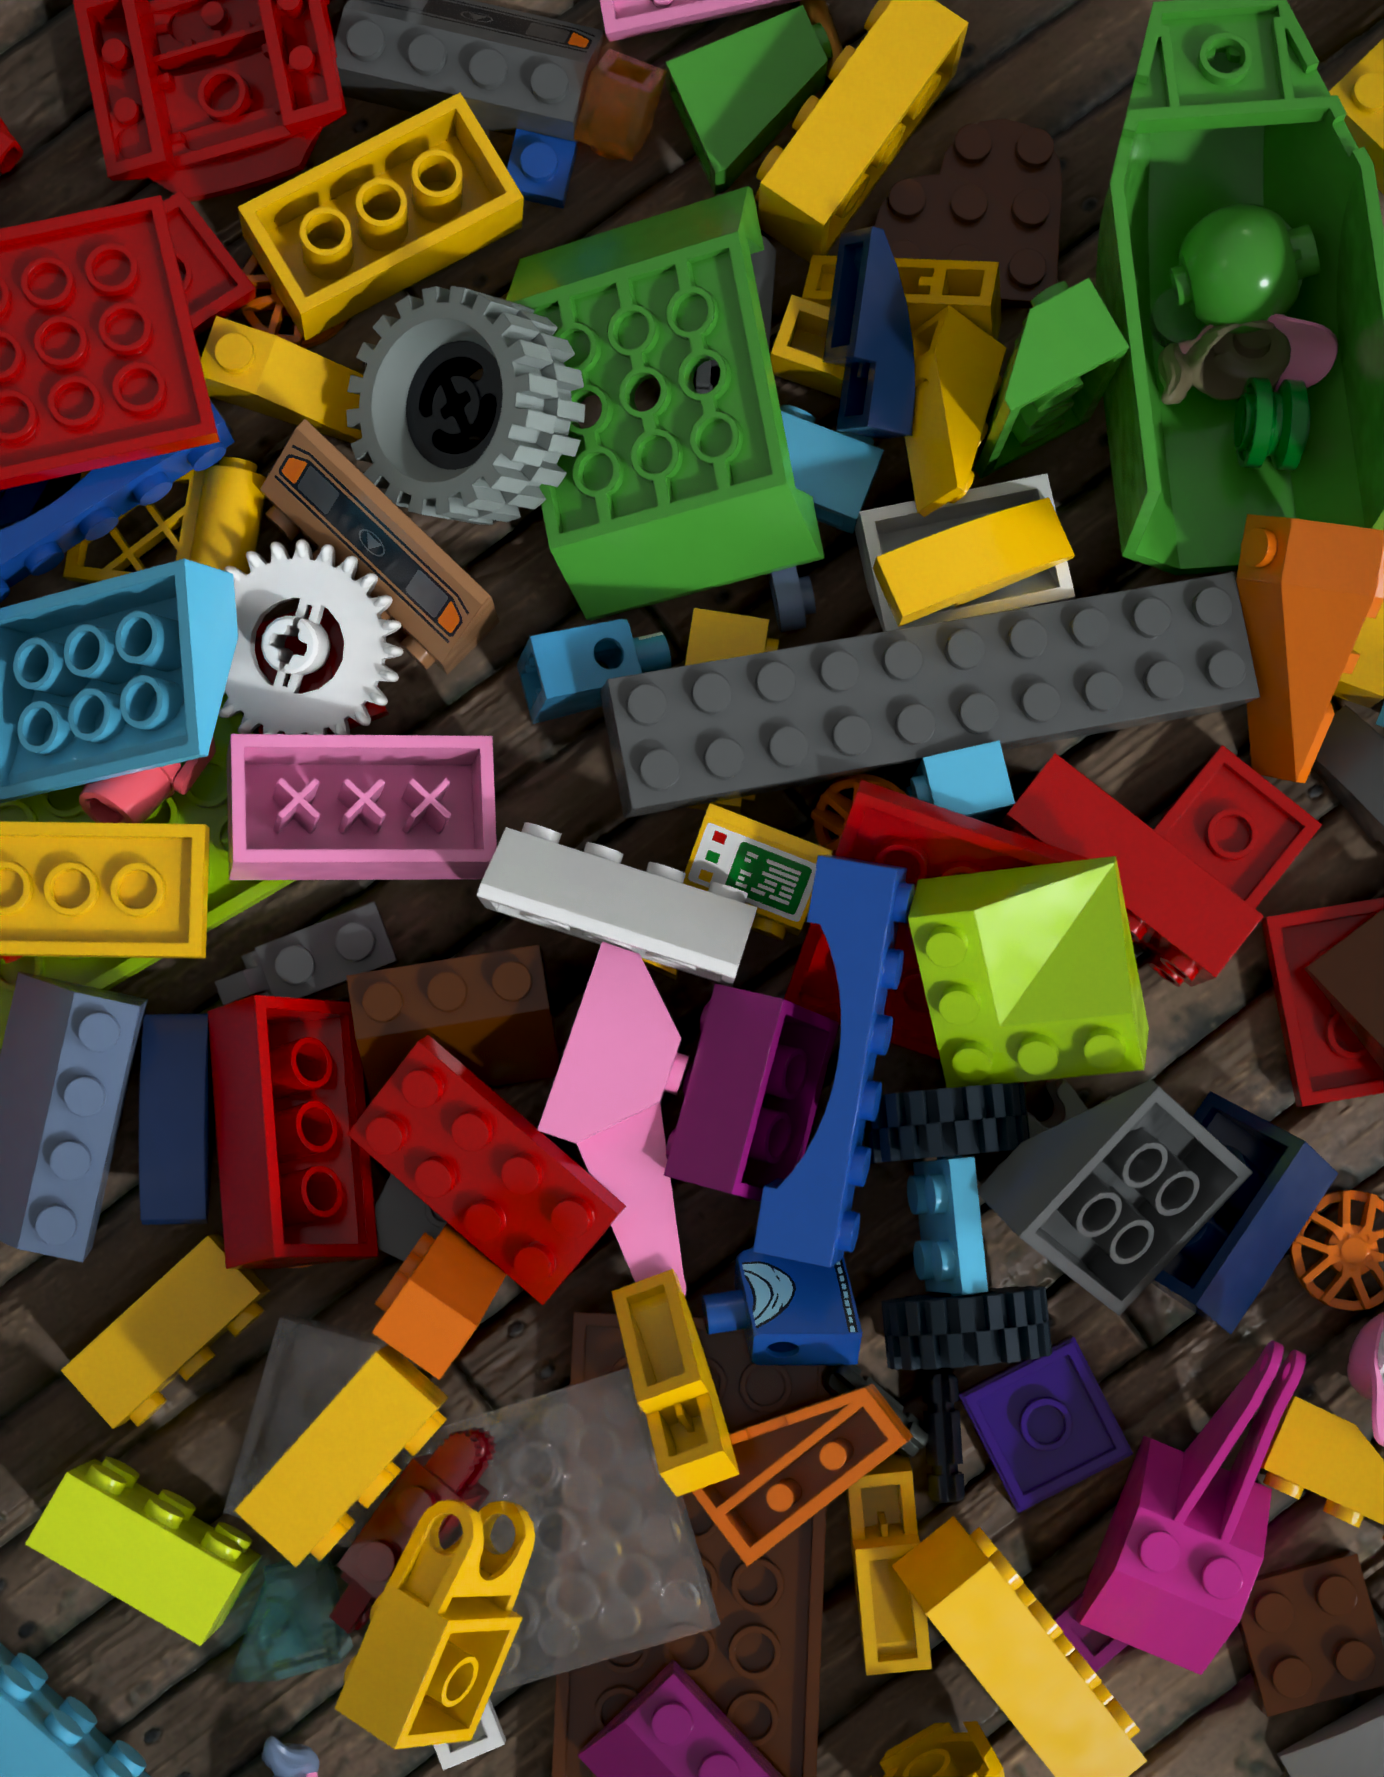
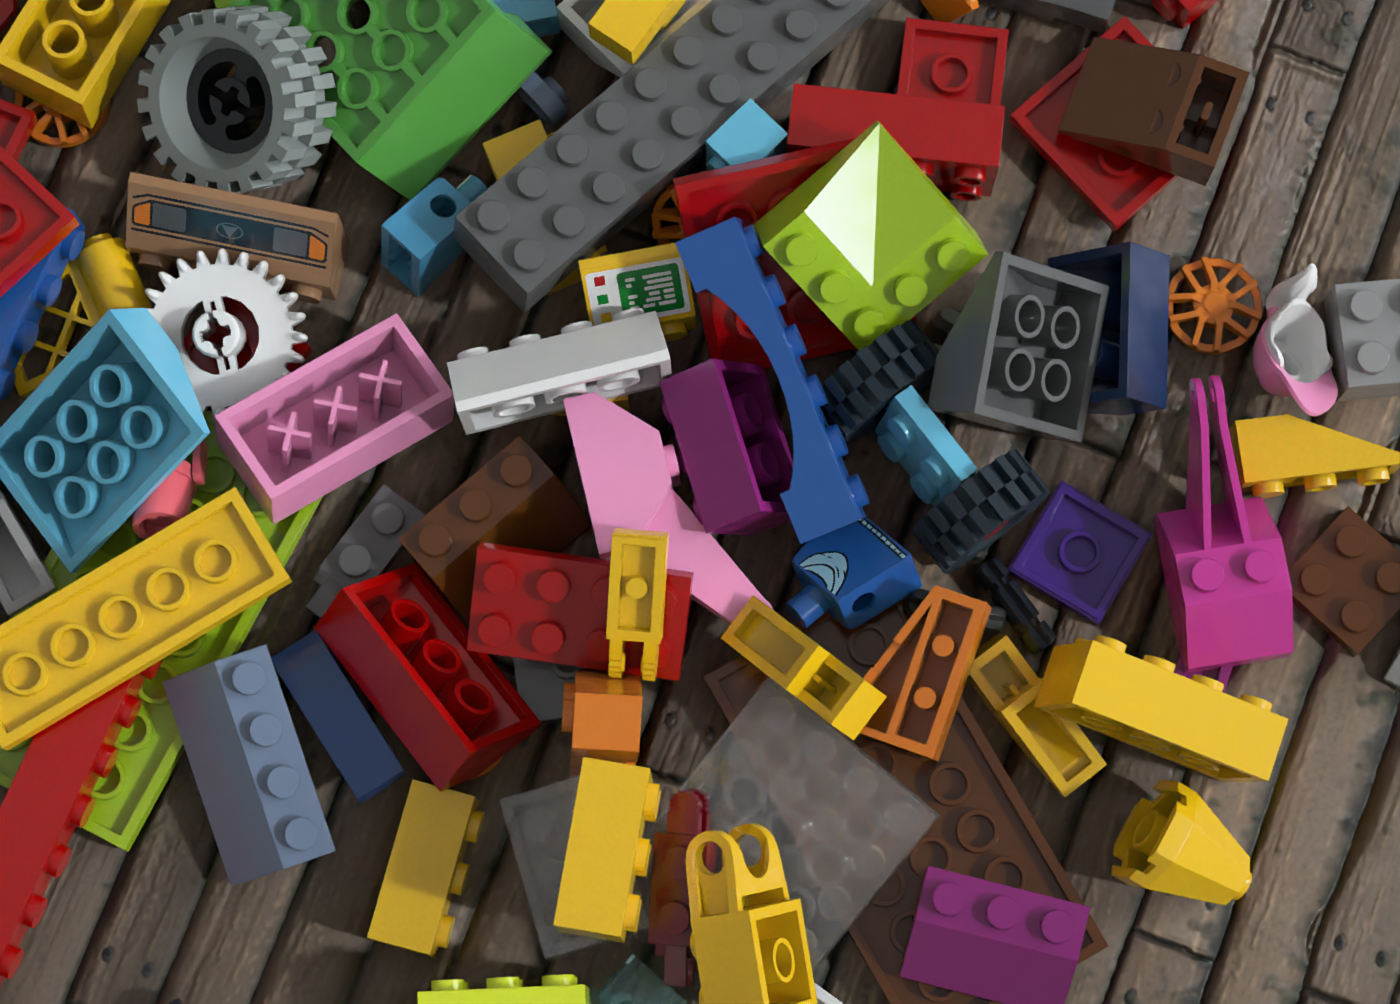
camera: 25 degrees left, 5 degrees down
(278, 379) = (92, 163): yellow slope -> none
(546, 1202) = (636, 597): none -> yellow hinge

